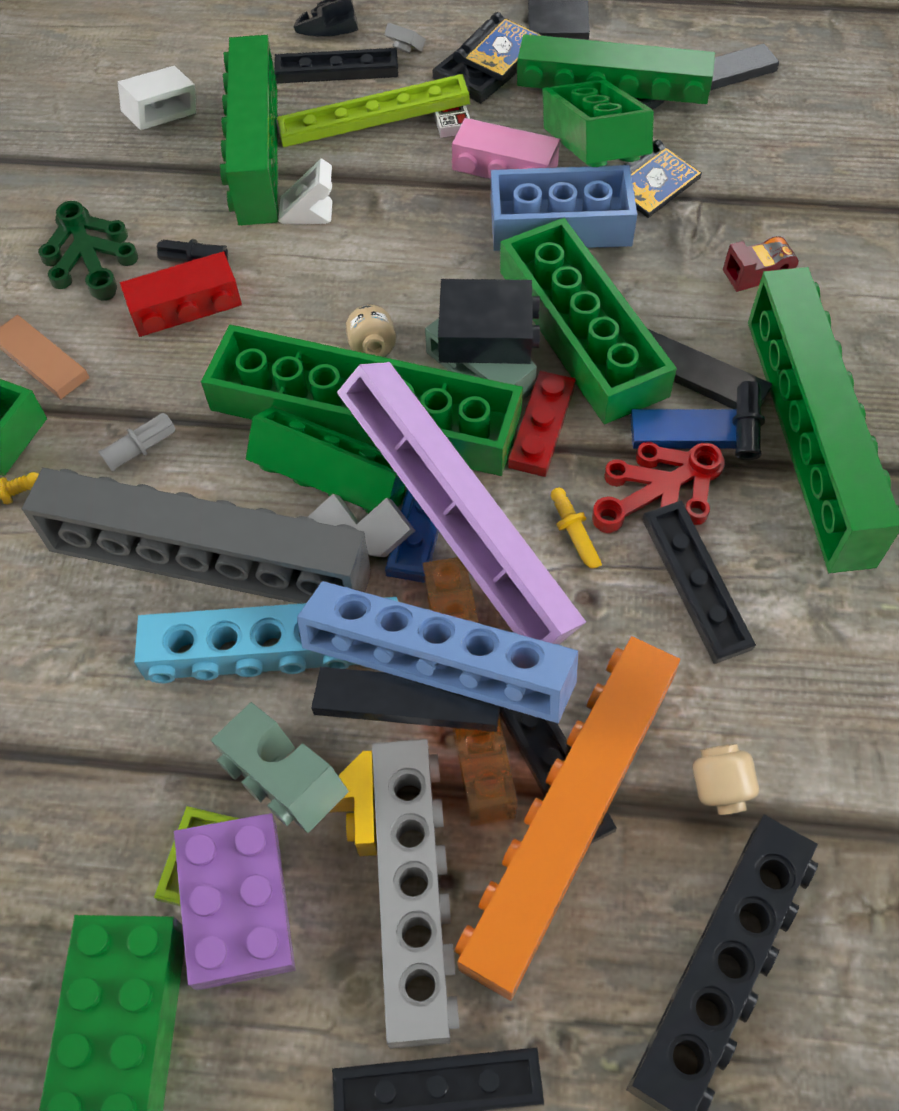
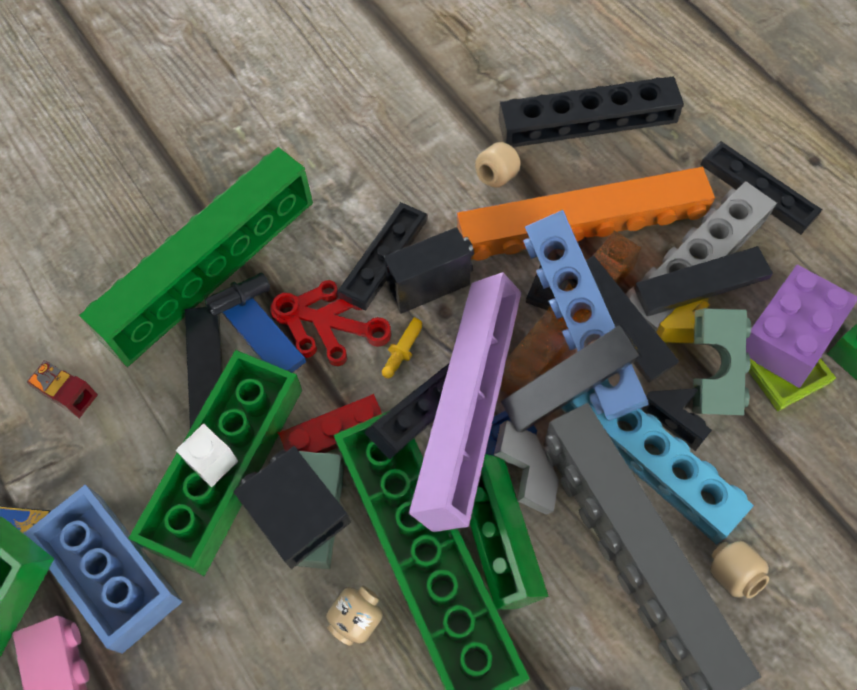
camera: 130 degrees left, 5 degrees up
(109, 614) = (739, 569): none -> tan head
(286, 690) = (670, 410): none -> black slope
(369, 838) = (702, 281): none -> black tile
(381, 580) = (571, 378): none -> black tile
(482, 442) = (408, 417): none -> black tile
(580, 279) = (207, 455): none -> white brick
(632, 582) = (429, 269): none -> black brick

